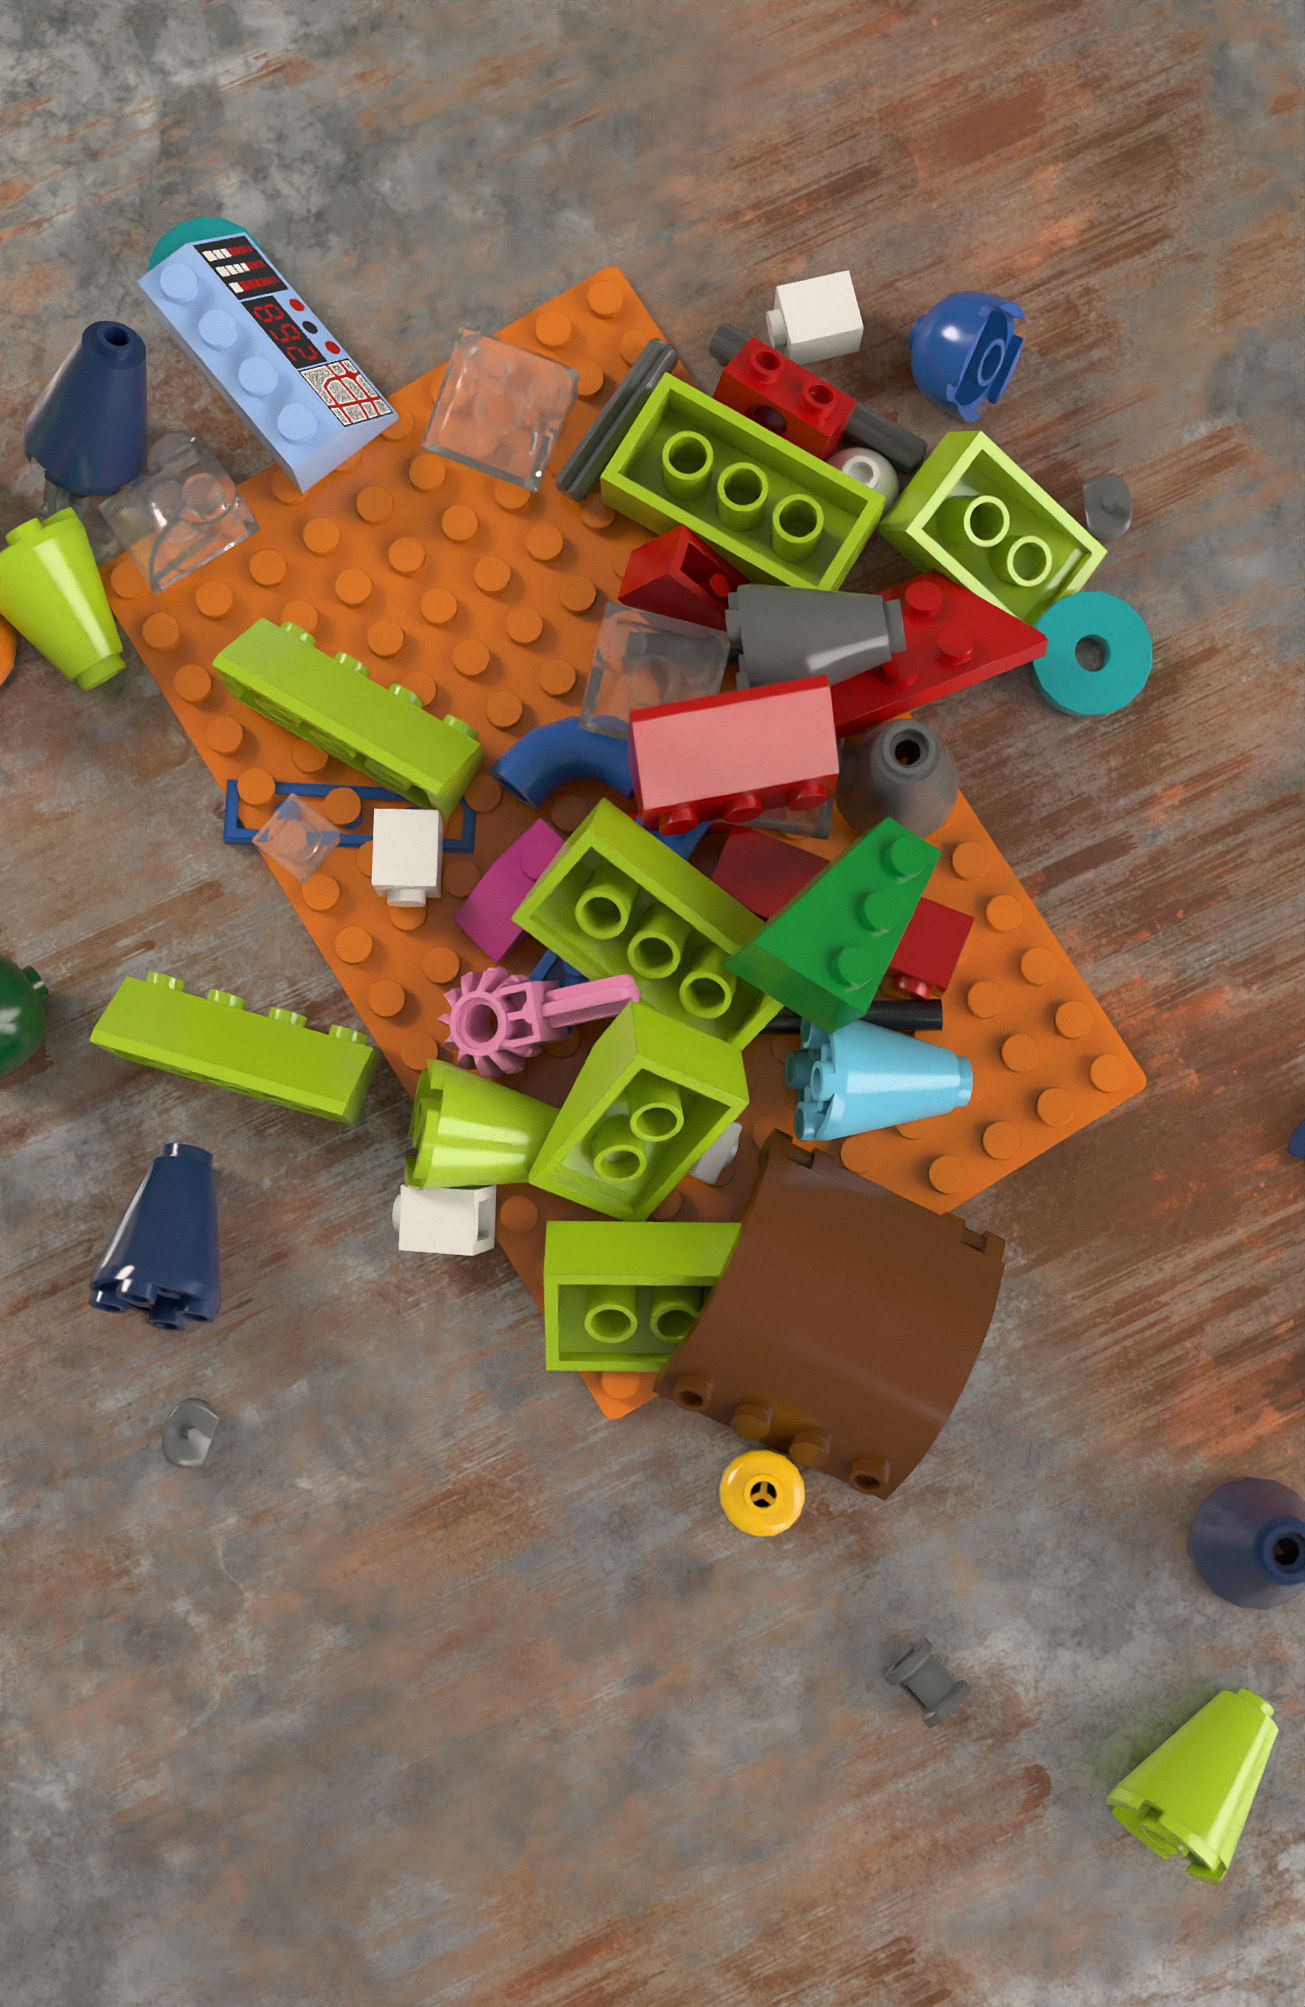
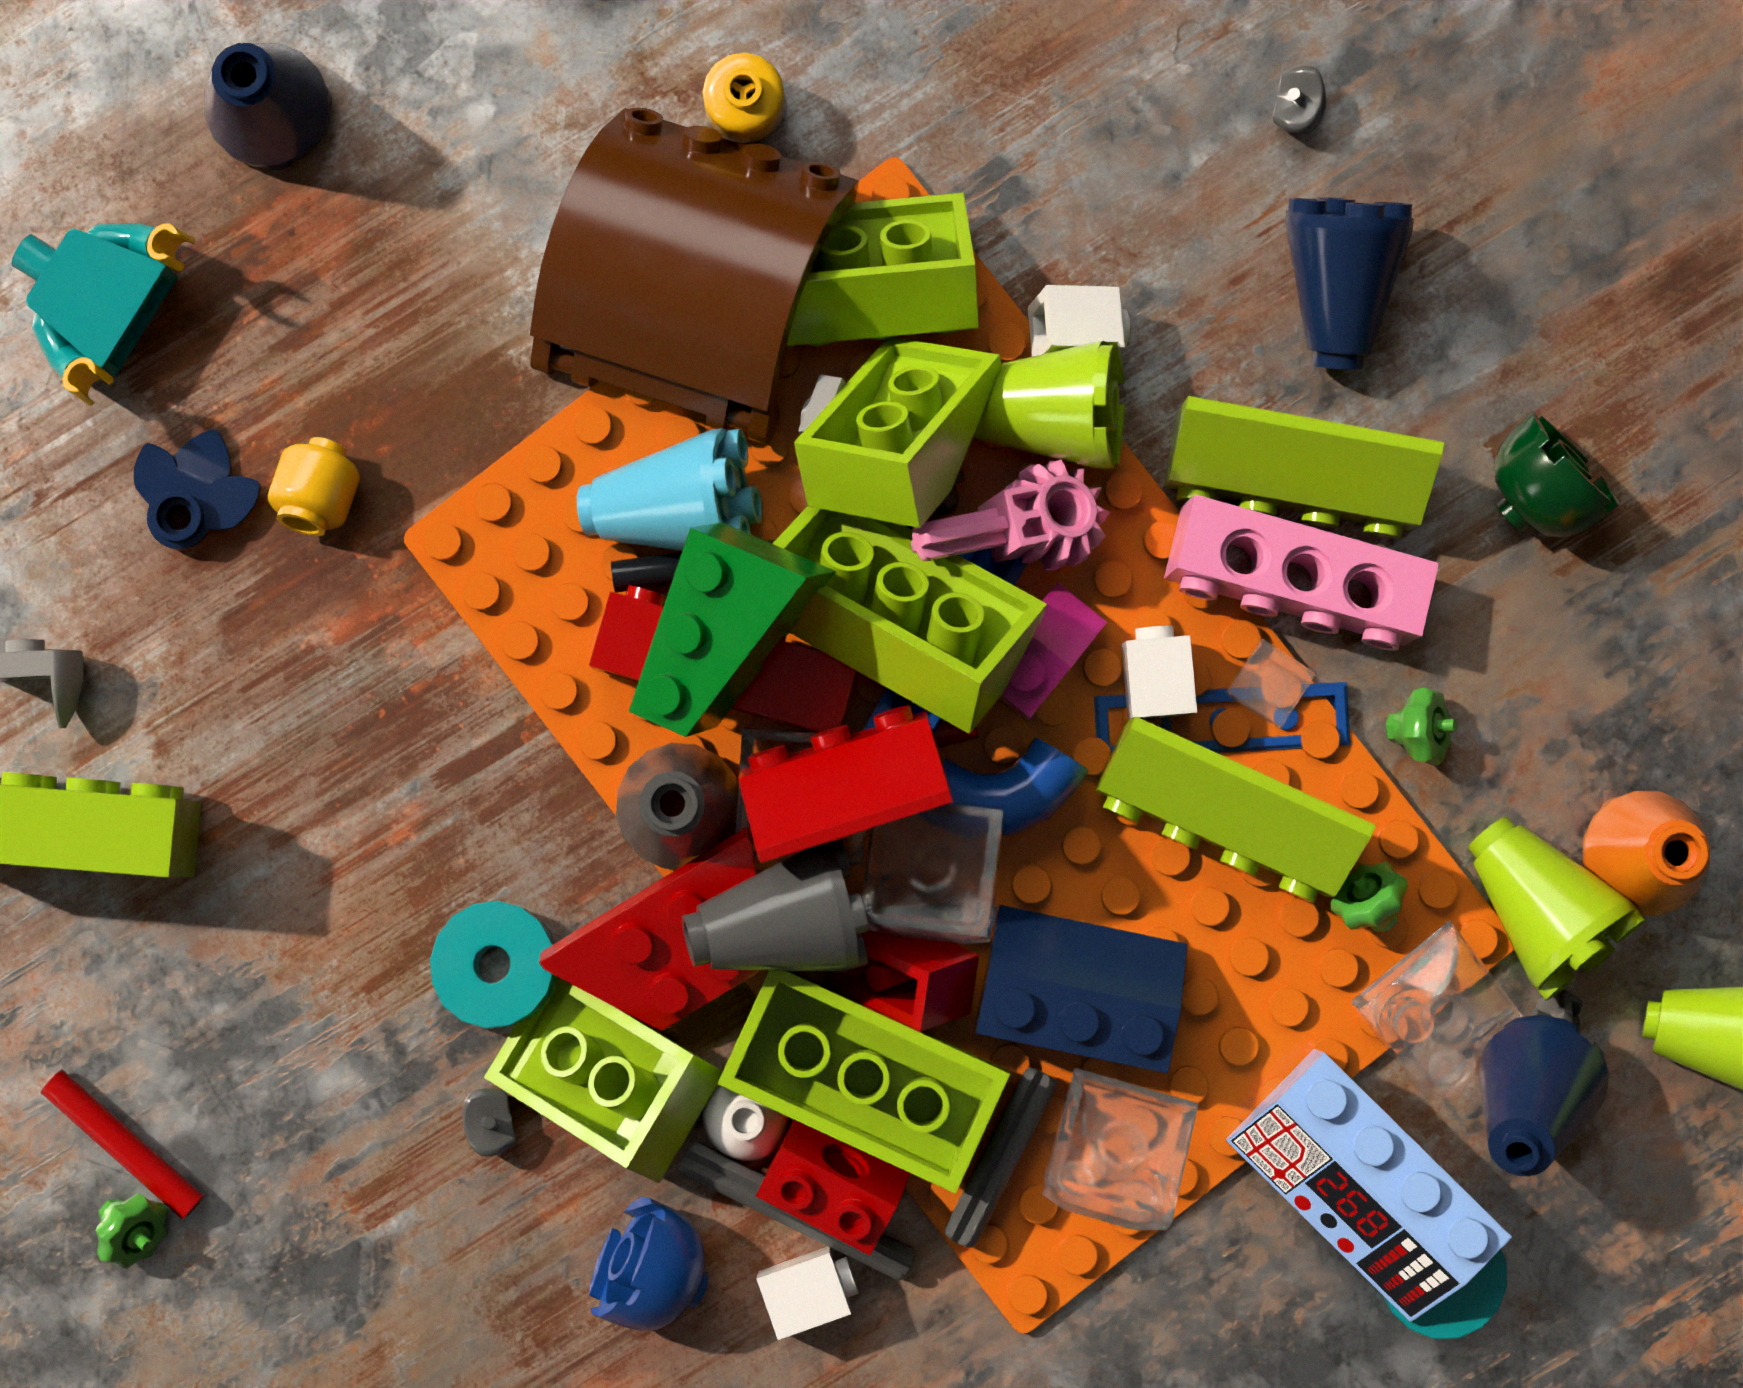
camera: 170 degrees right, 5 degrees up
(153, 785) = (1423, 726): none -> bright green piece
(158, 922) = (1397, 581): none -> bright pink brick
(224, 618) = (1370, 897): none -> bright green piece
(519, 562) = (1082, 989): none -> dark blue slope
(1234, 1138) = (313, 487): none -> yellow head

